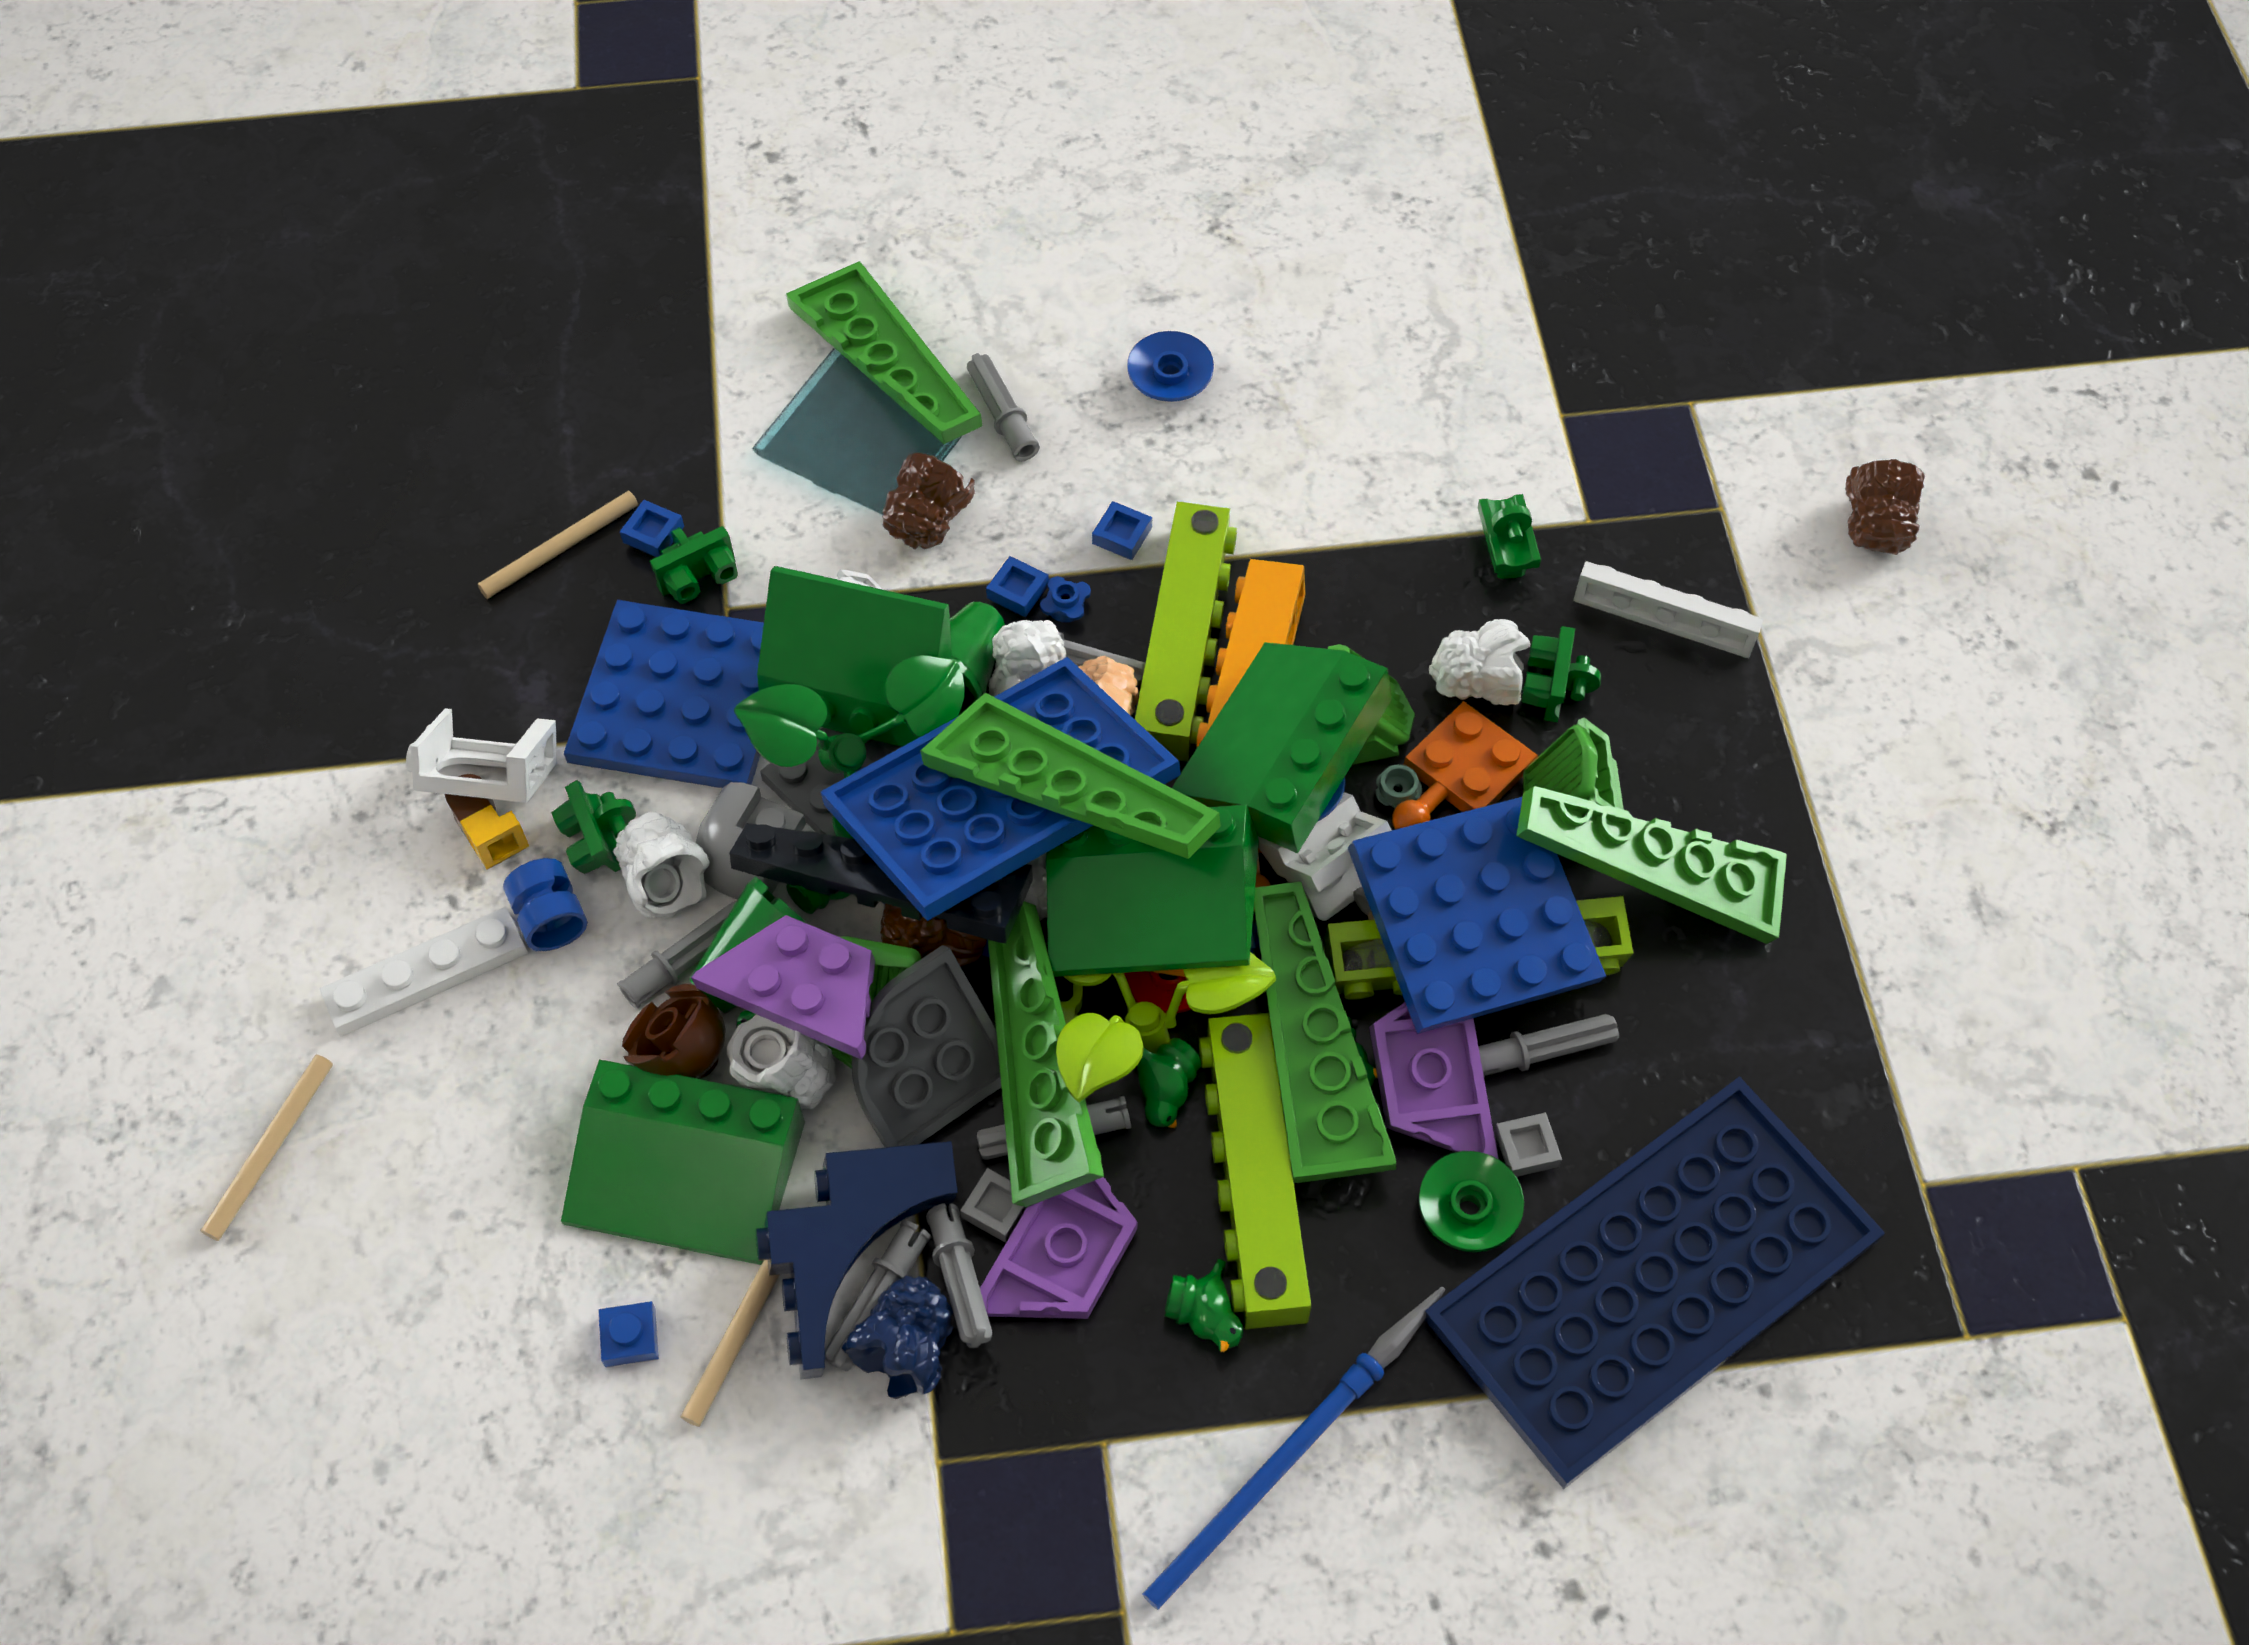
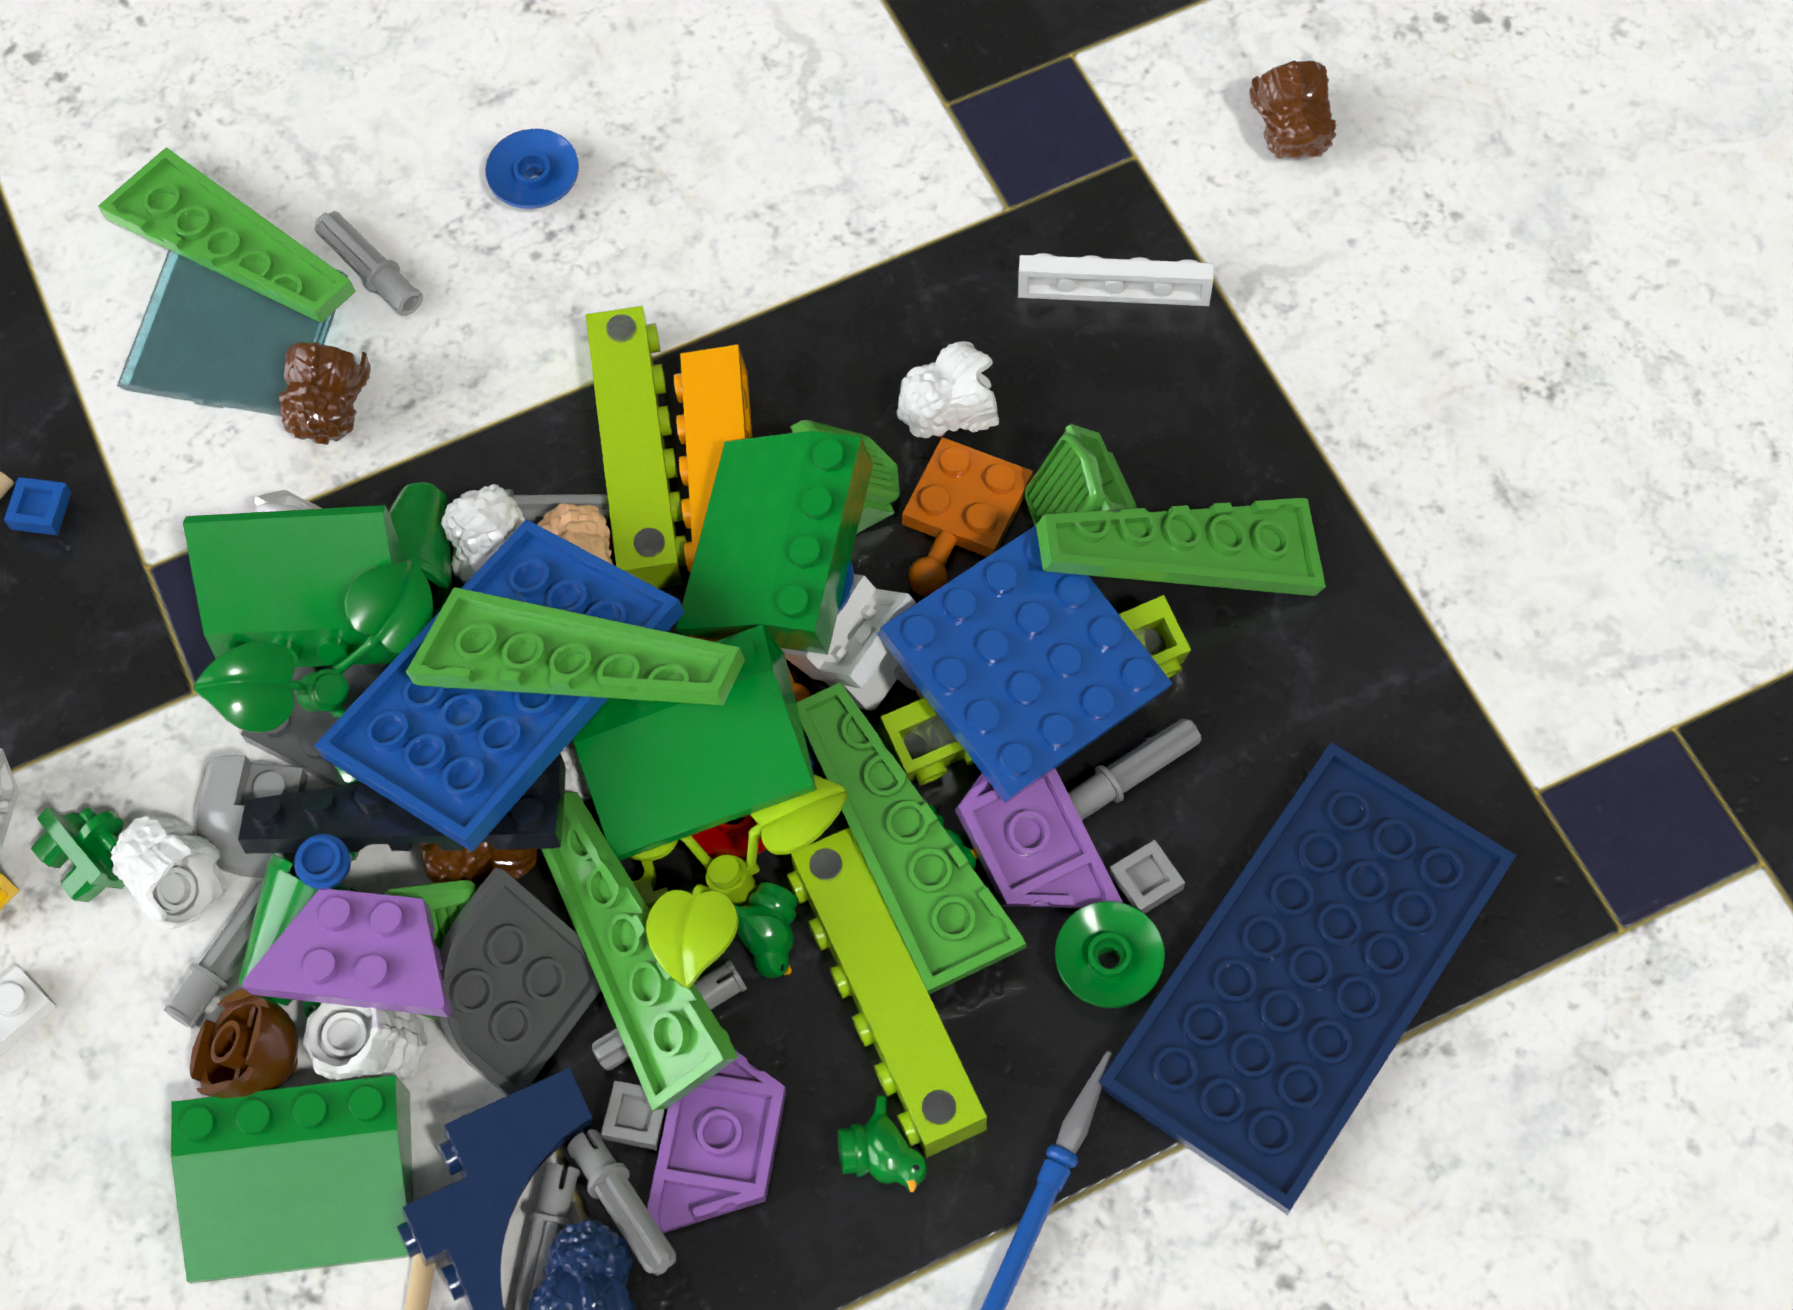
camera: 15 degrees left, 5 degrees up
(545, 904) = (57, 950): blue wheel -> none
(669, 696) = (116, 682): blue plate -> none
(692, 559) = (92, 527): green hips -> none
(795, 892) = (322, 861): none -> blue plate
(1017, 586) = (447, 452): blue plate -> none
(1065, 609) = (506, 462): blue plate -> none
(1122, 530) = (537, 360): blue plate -> none
(1401, 777) = (900, 536): sand green plate -> none
(1509, 536) = (934, 249): green hips -> none
(1550, 690) = (1026, 400): green hips -> none

